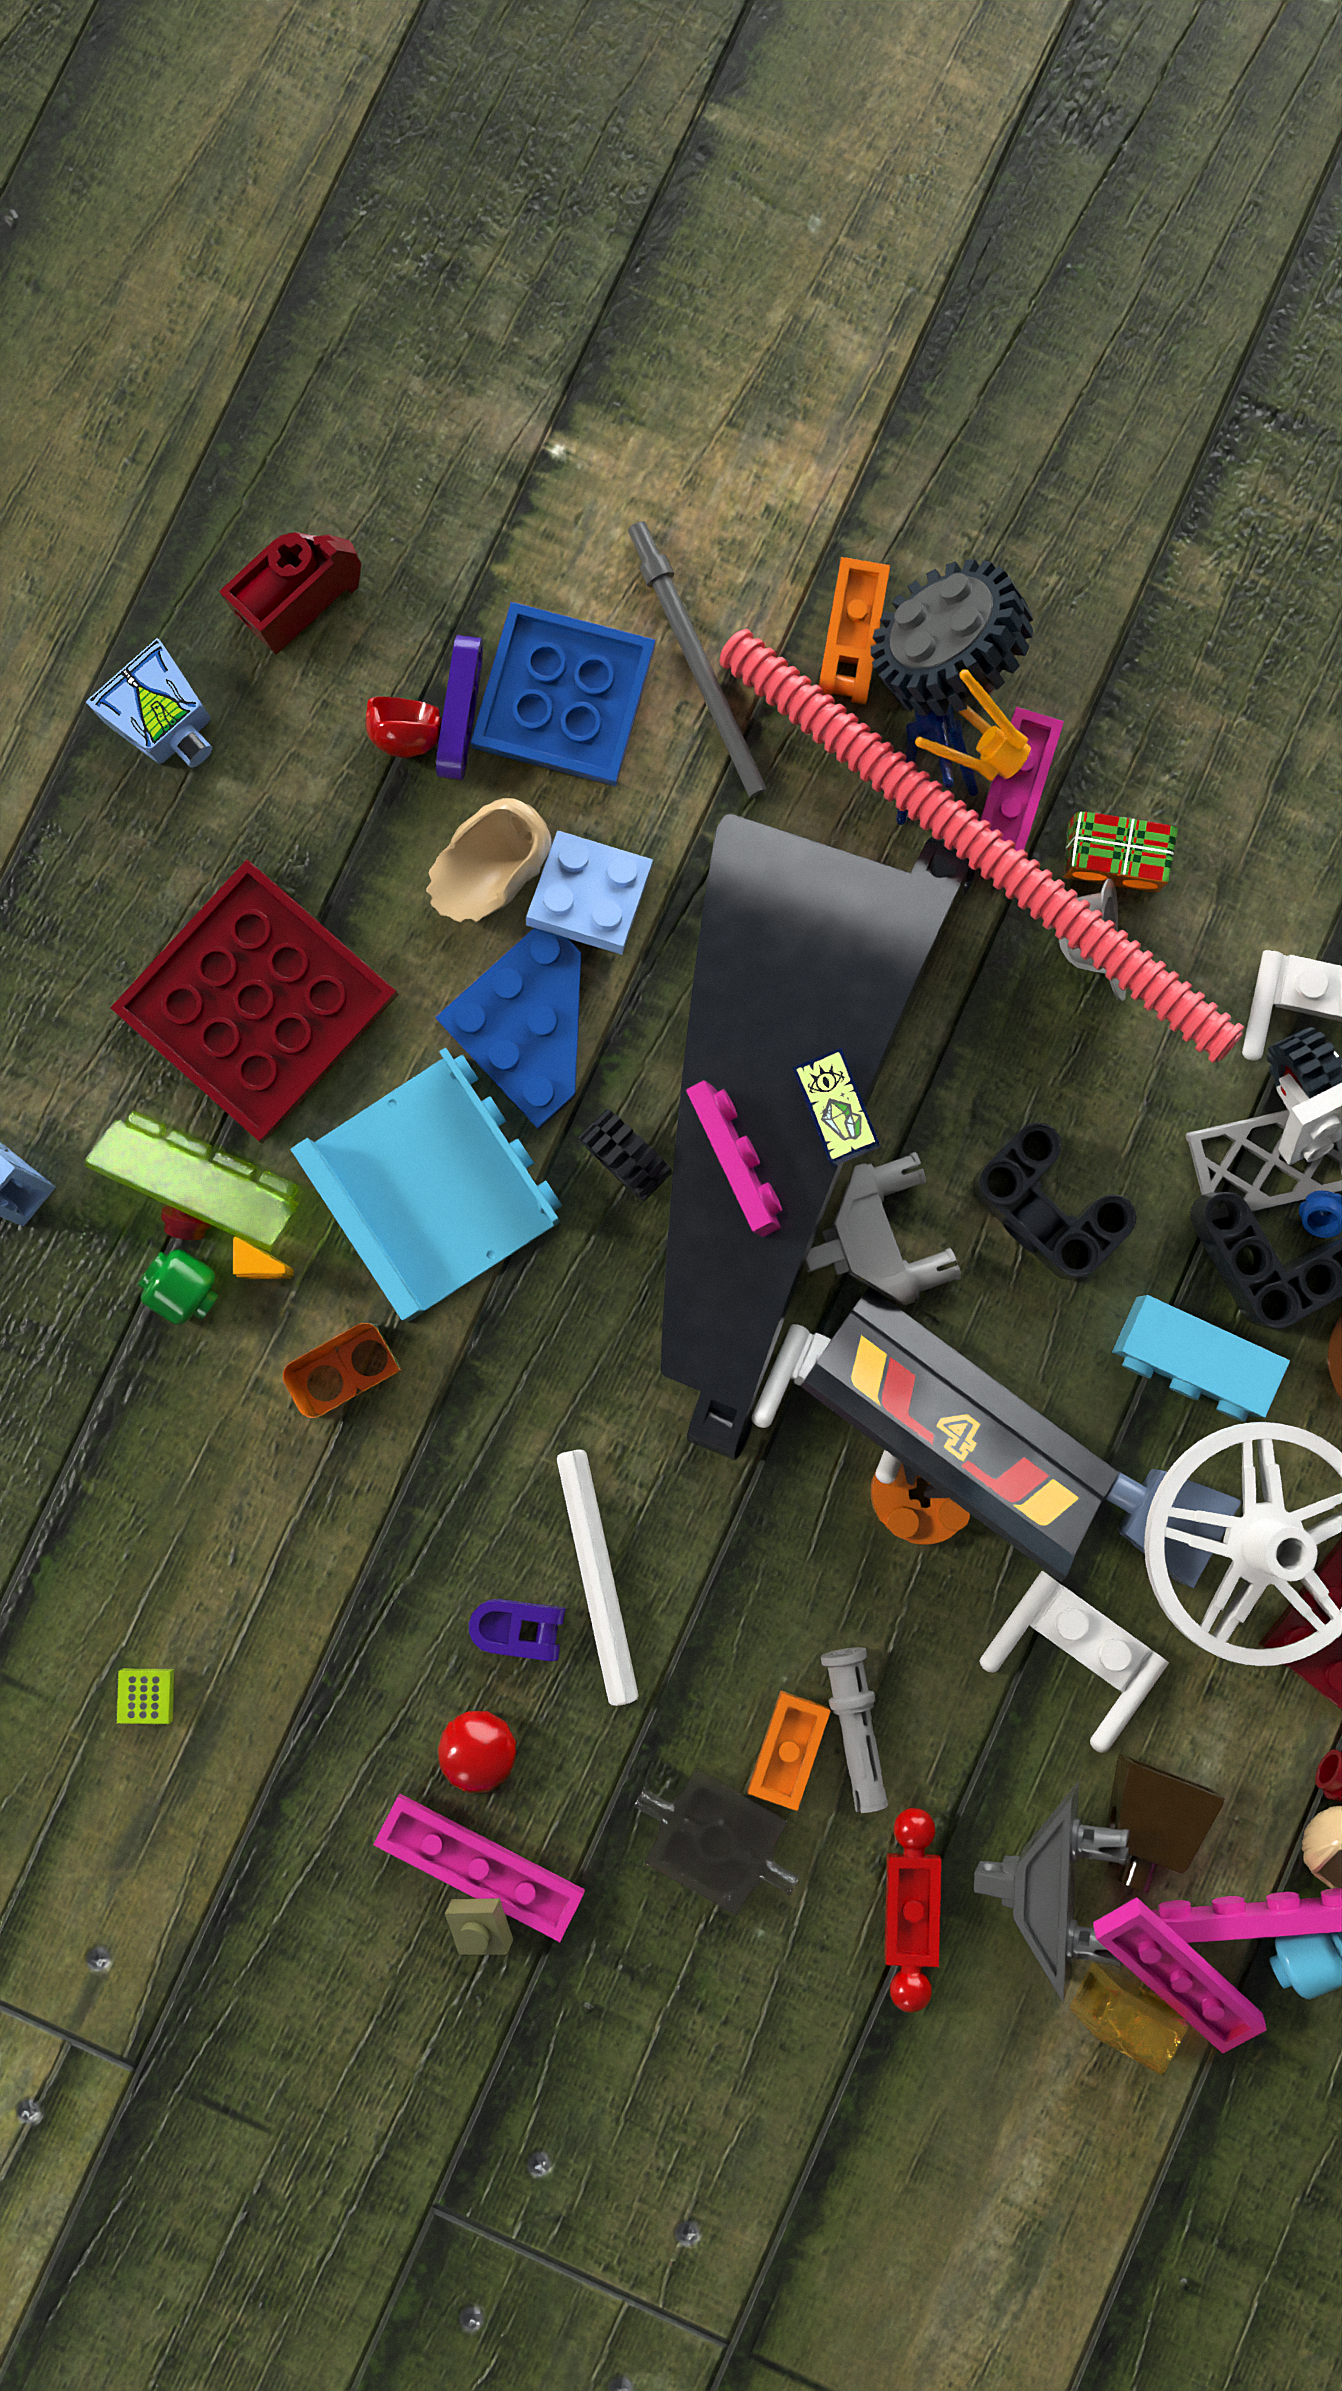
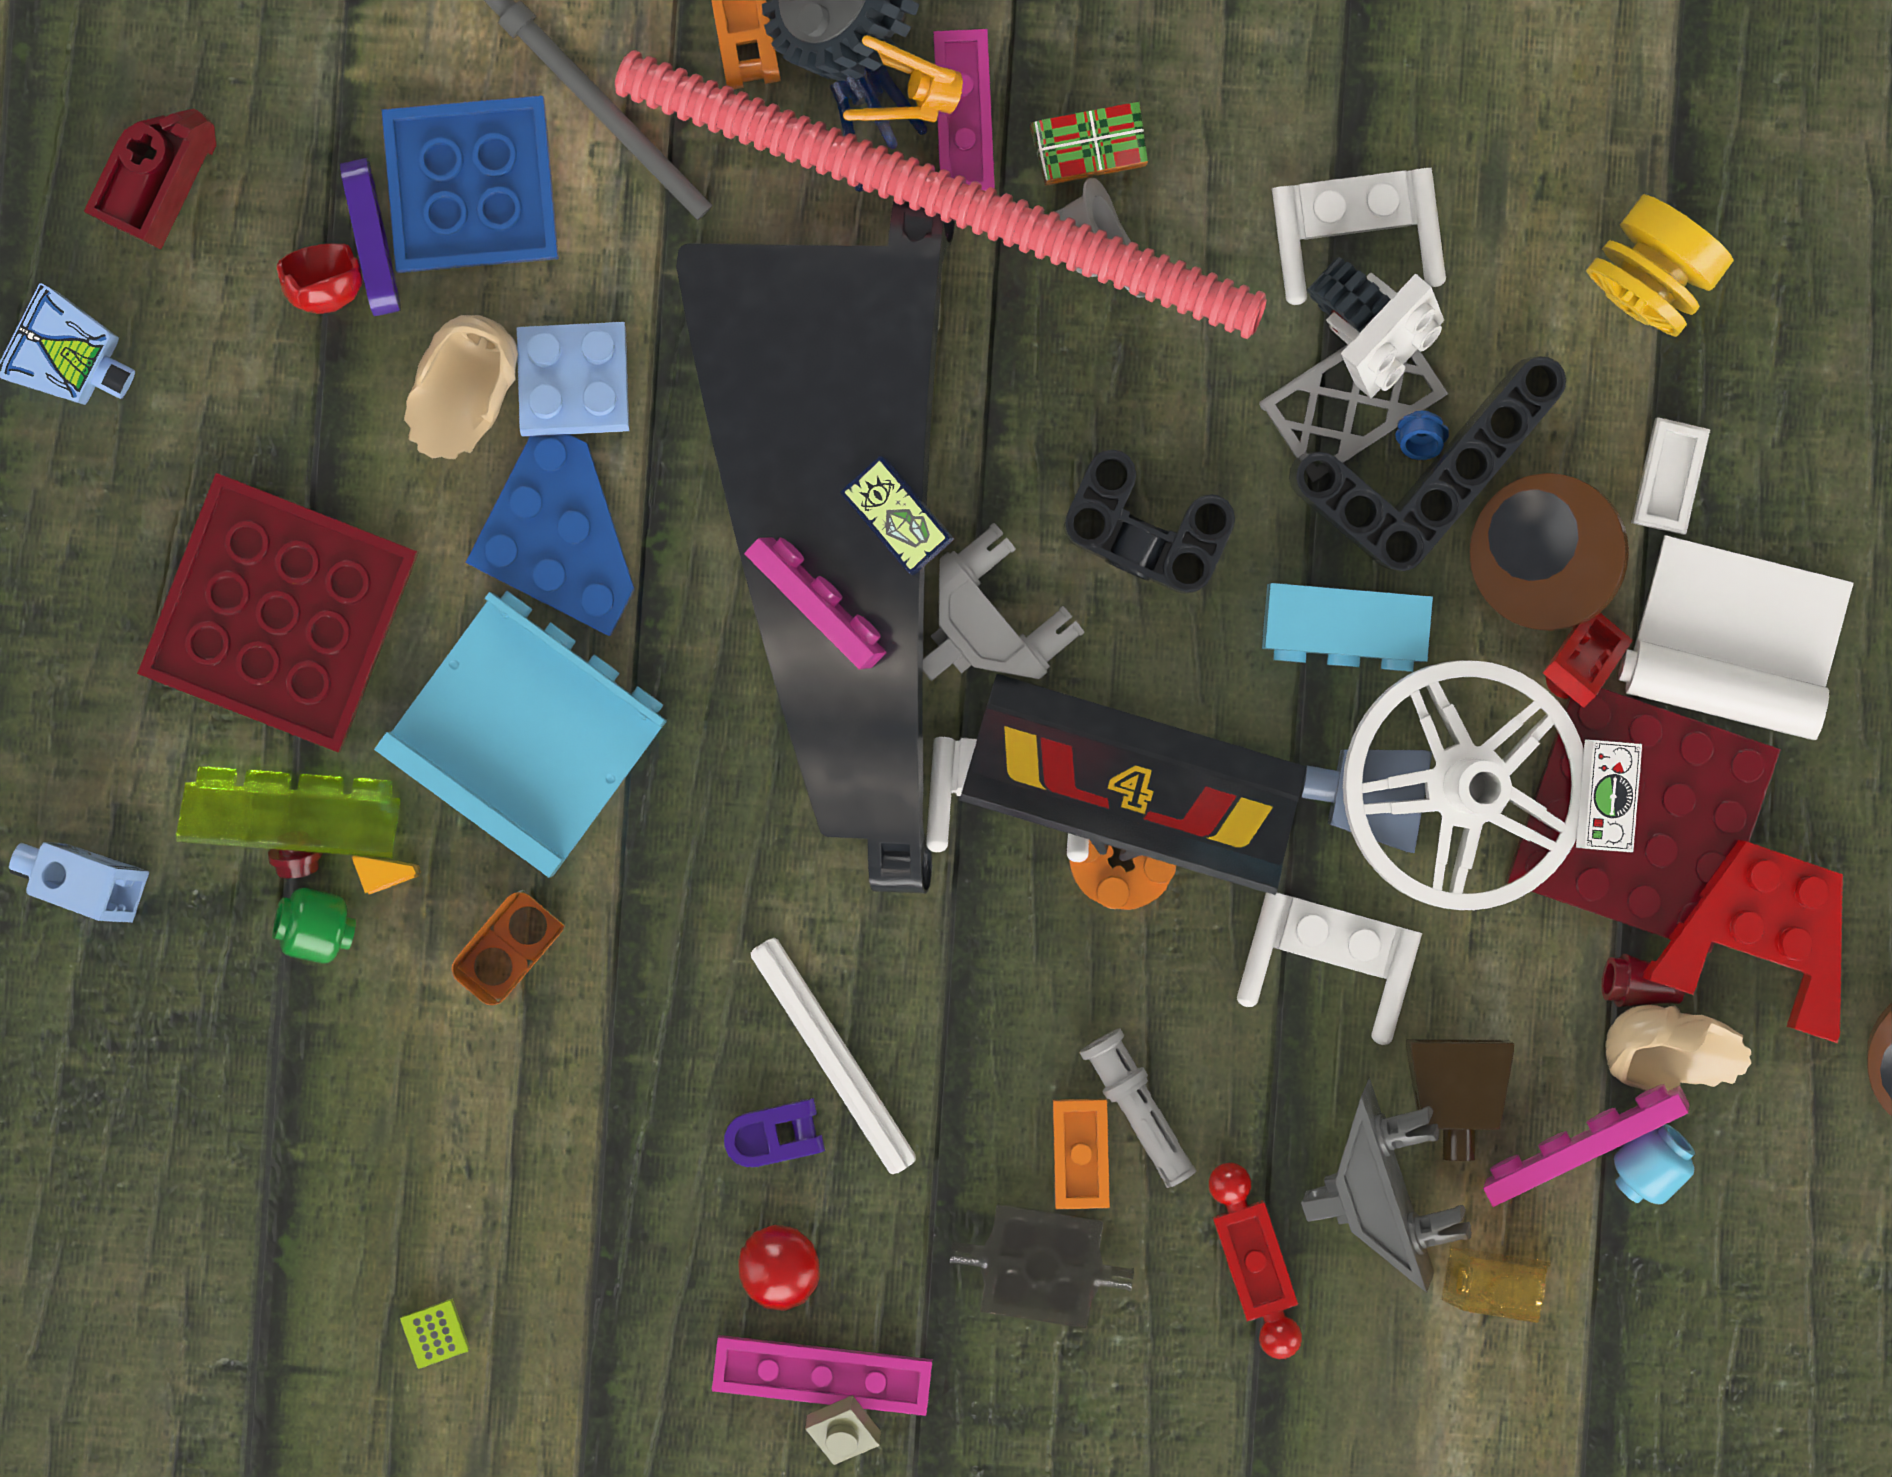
camera: 25 degrees left, 5 degrees up
(625, 1155) = (707, 633): black tyre -> none
(1179, 1975) = (1526, 1225): dark pink plate -> none

